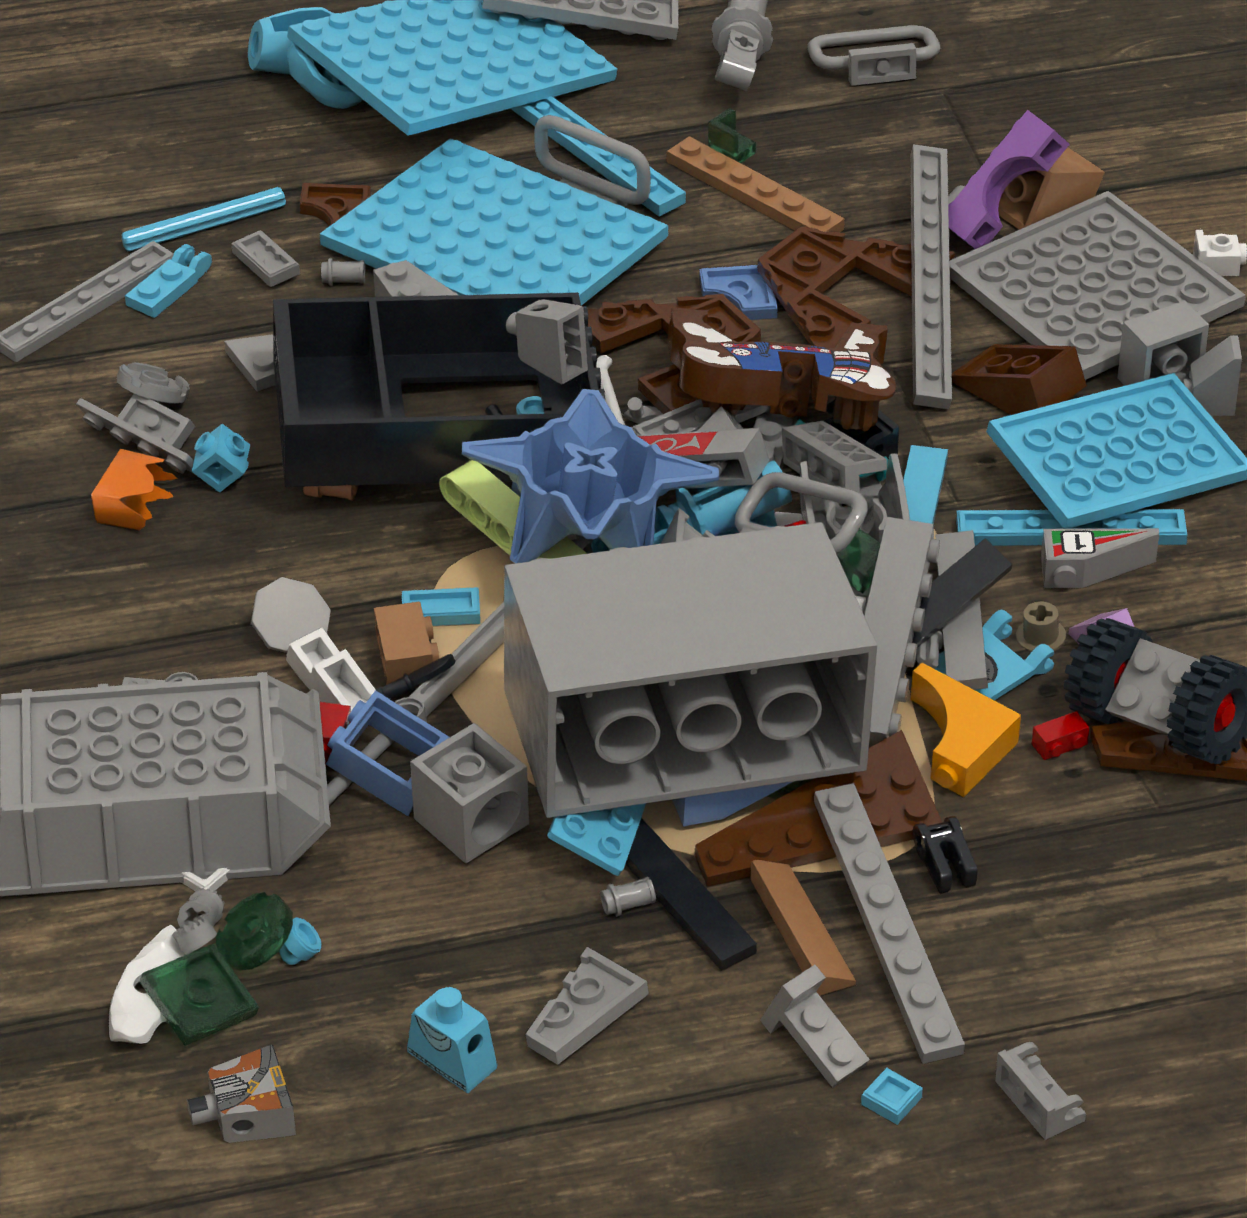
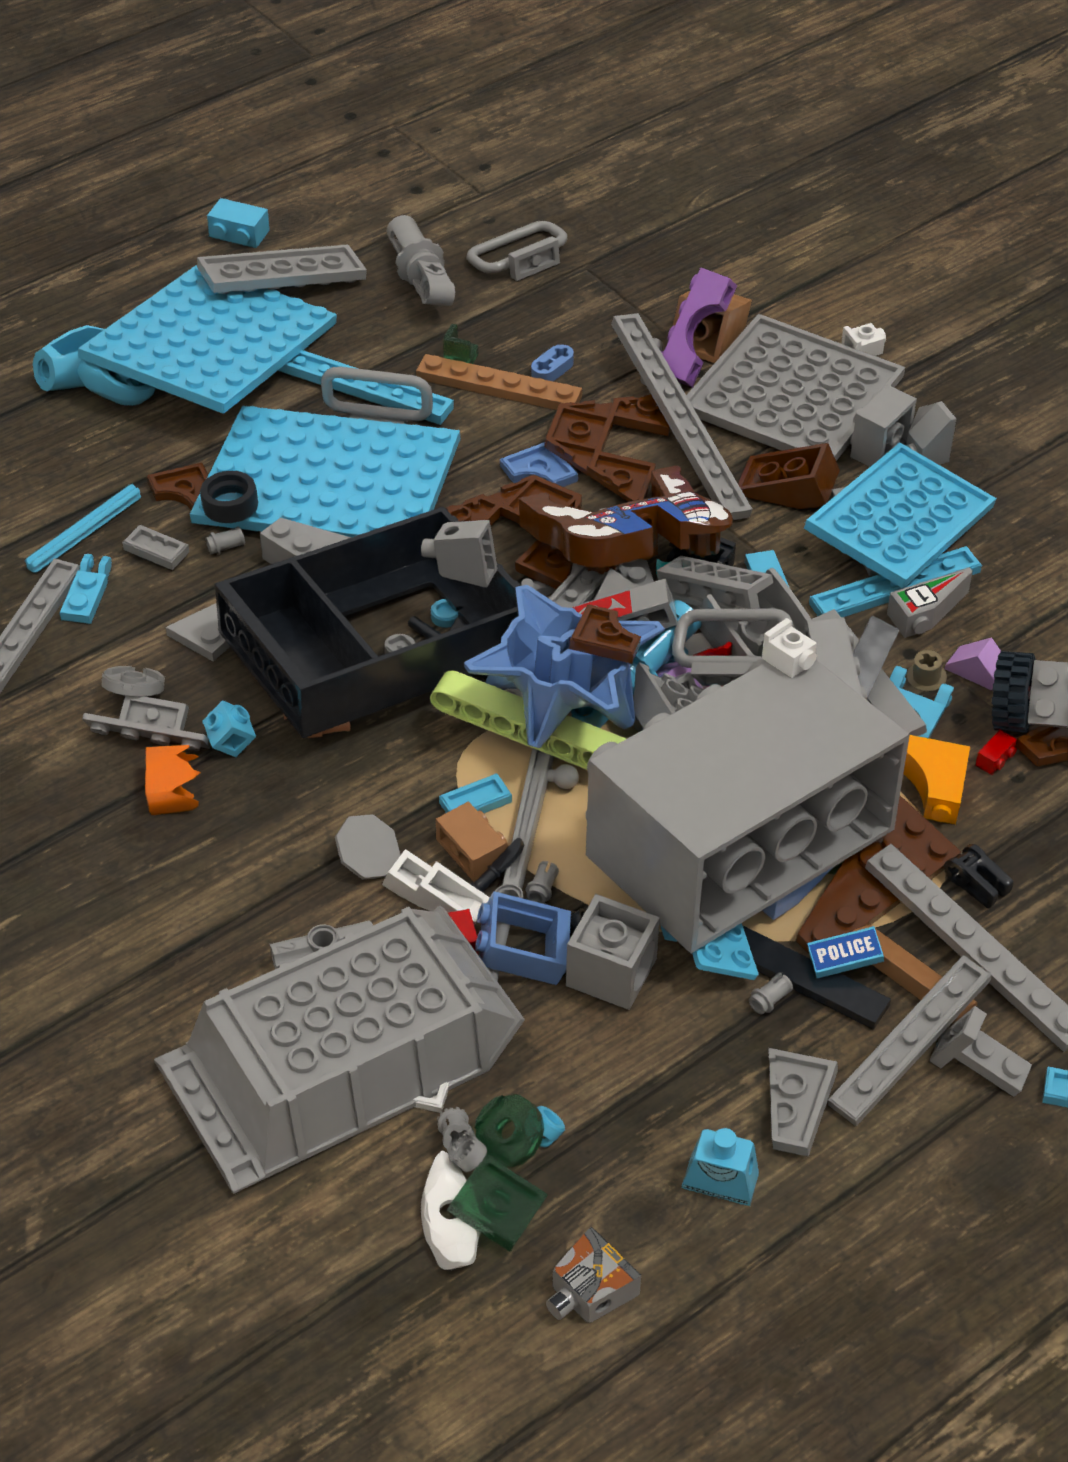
camera: 25 degrees left, 5 degrees up
(363, 238) = (233, 510): none -> black tyre
(447, 714) = (540, 888): none -> light grey pin
(638, 461) = (604, 636): none -> reddish brown tile
(730, 877) = (845, 952): none -> tile
(741, 987) = (909, 1040): none -> light grey tile
(799, 518) = (788, 649): none -> white brick
(830, 184) = (553, 363): none -> medium blue beam

